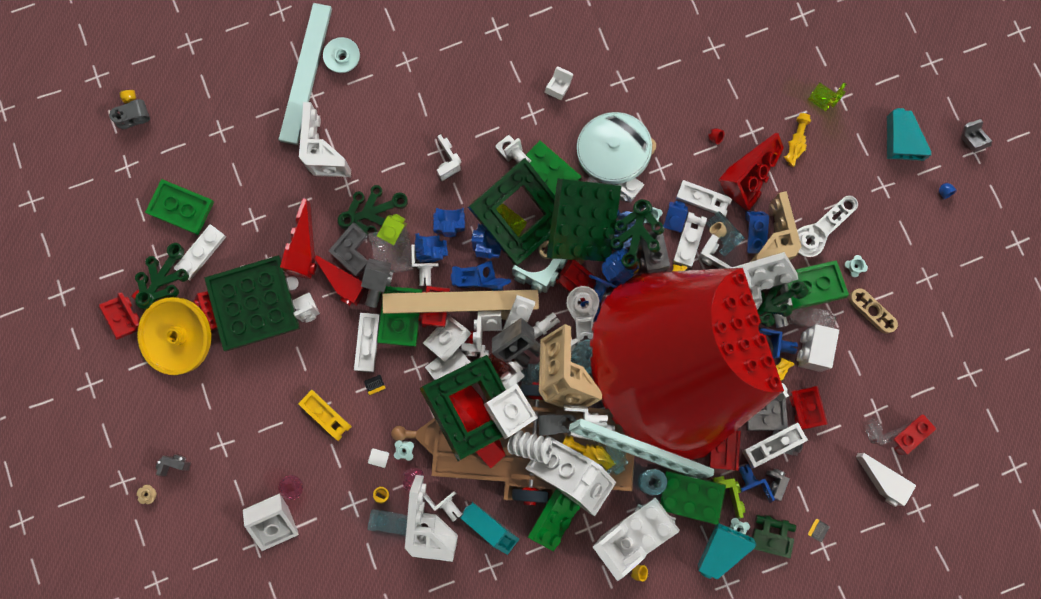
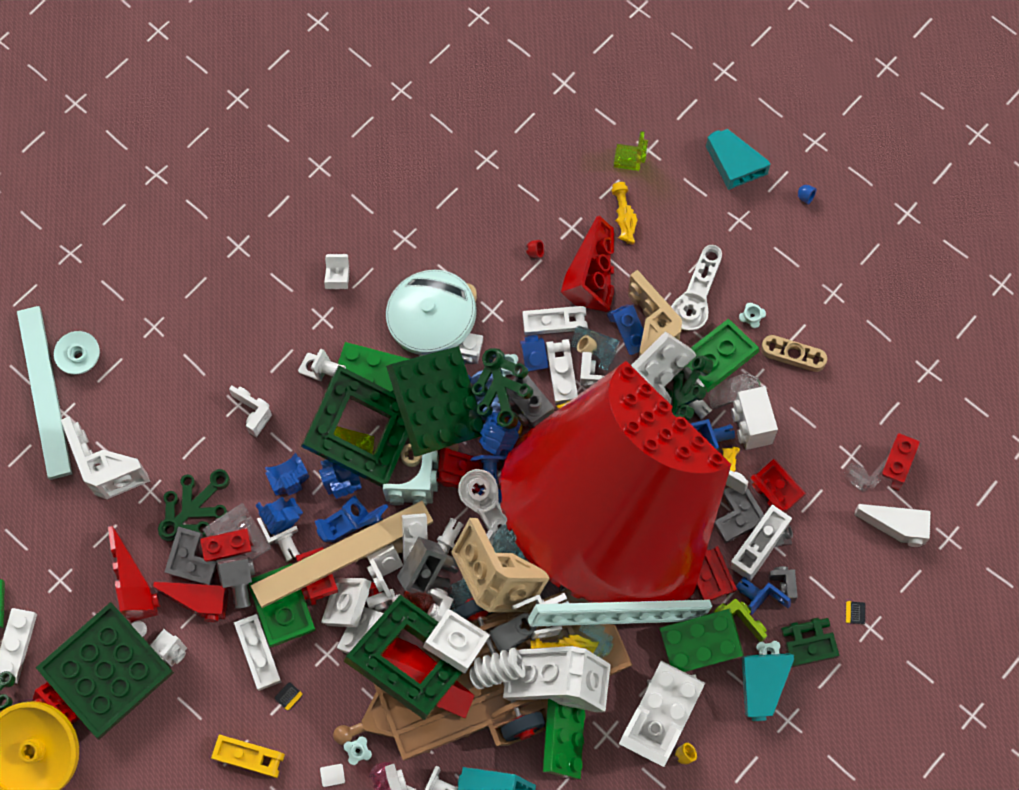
camera: 25 degrees left, 10 degrees down
(380, 254) = (226, 545): none -> red bracket
(392, 228) = (227, 511): lime bracket -> none
(657, 487) = (646, 637): clear light blue piece -> none
(975, 136) = (807, 125): flat silver bracket -> none

